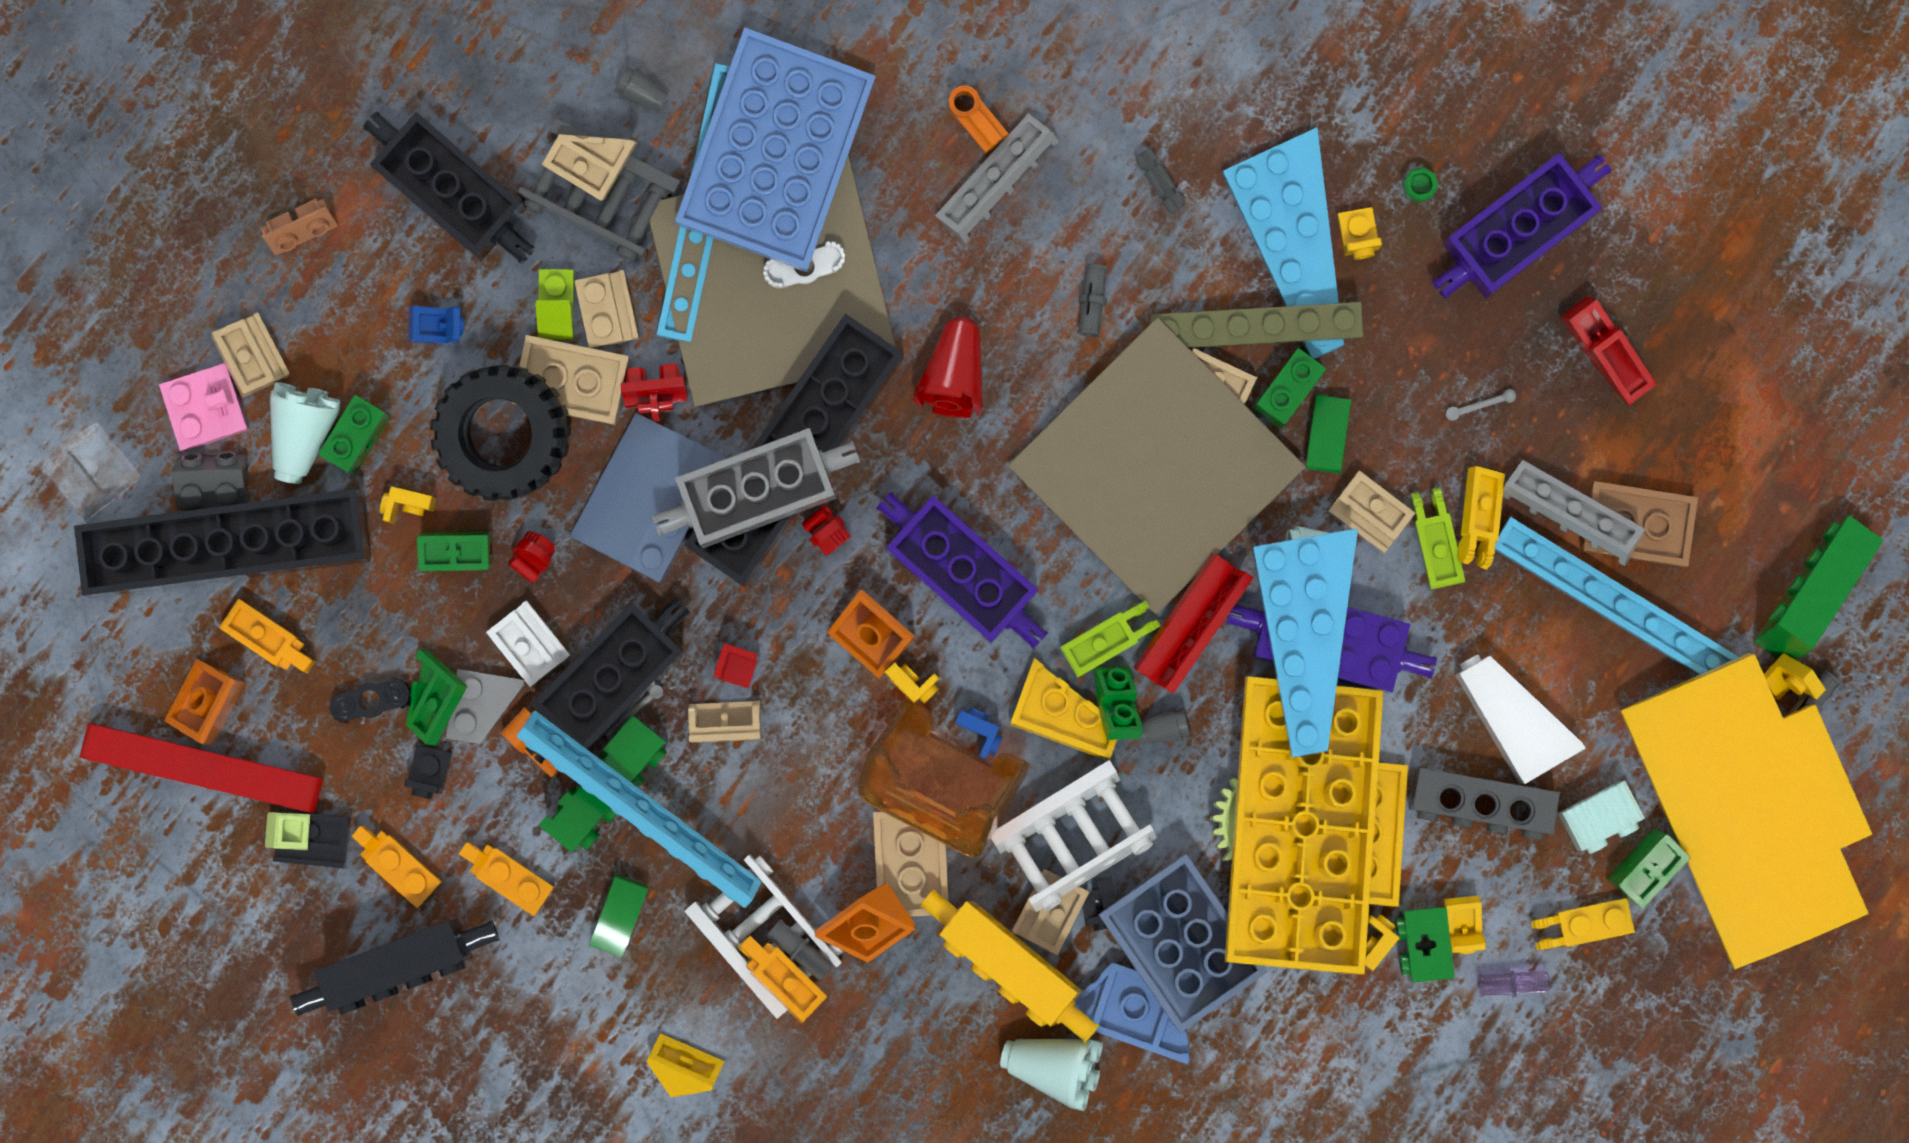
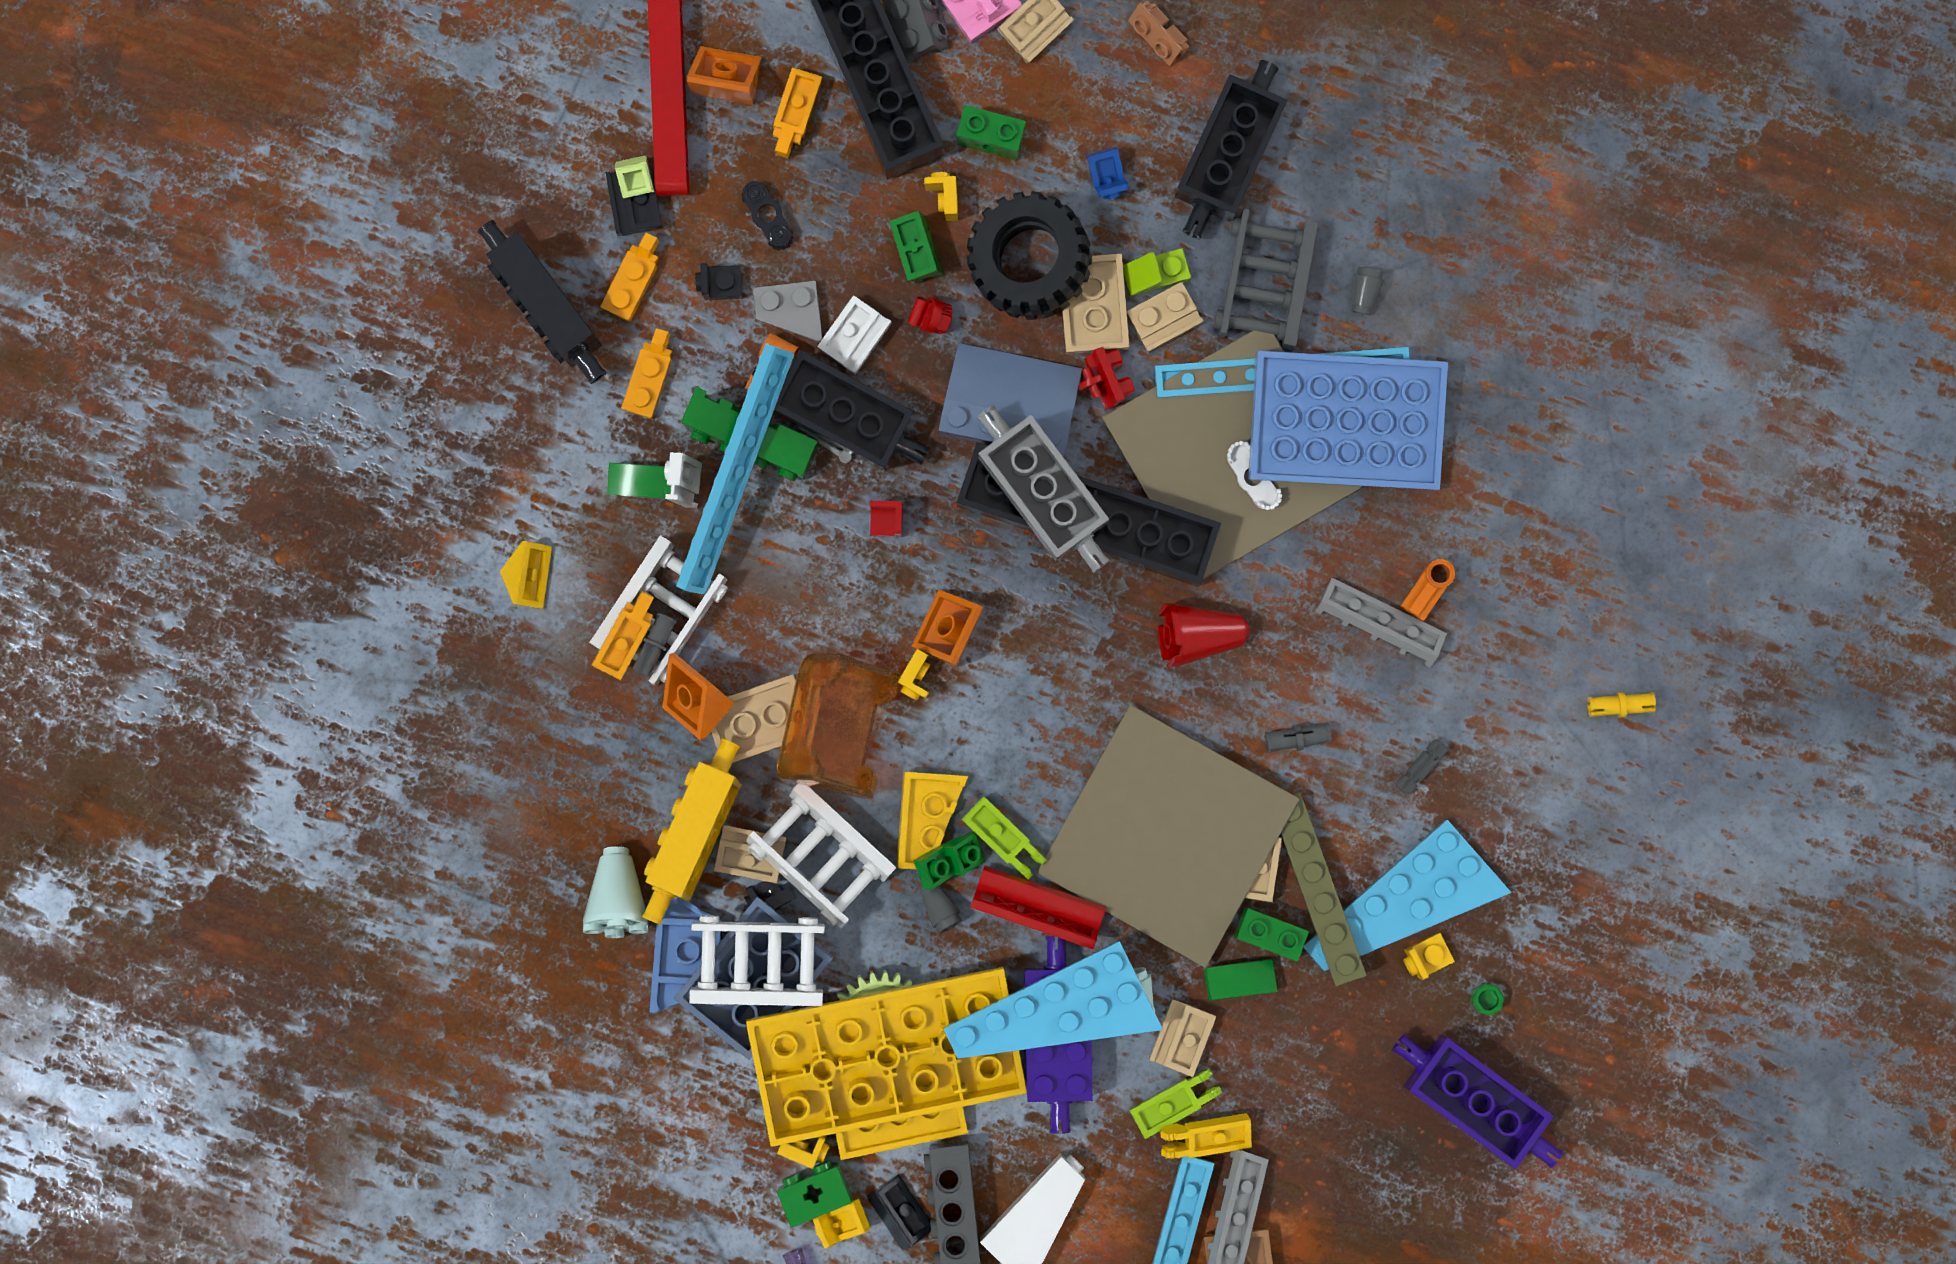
camera: 75 degrees right, 0 degrees up
(299, 429) = (983, 83): light aqua cone -> none
(433, 698) = (783, 267): green wing -> none
(589, 161) = (1289, 262): tan wing -> none
(629, 868) = (684, 478): none -> white plate
(724, 721) = (835, 523): tan hinge -> none
(826, 530) = (1026, 563): red piece -> none
(962, 570) = (1026, 690): dark purple brick -> none
(977, 722) = (896, 743): blue bracket -> none
(1202, 924) = (773, 990): none -> white fence
(1453, 413) = (1292, 1086): light grey hinge -> none
(1470, 860) = (900, 1212): none -> black slope
(1608, 349) = (1389, 1209): red slope -> none

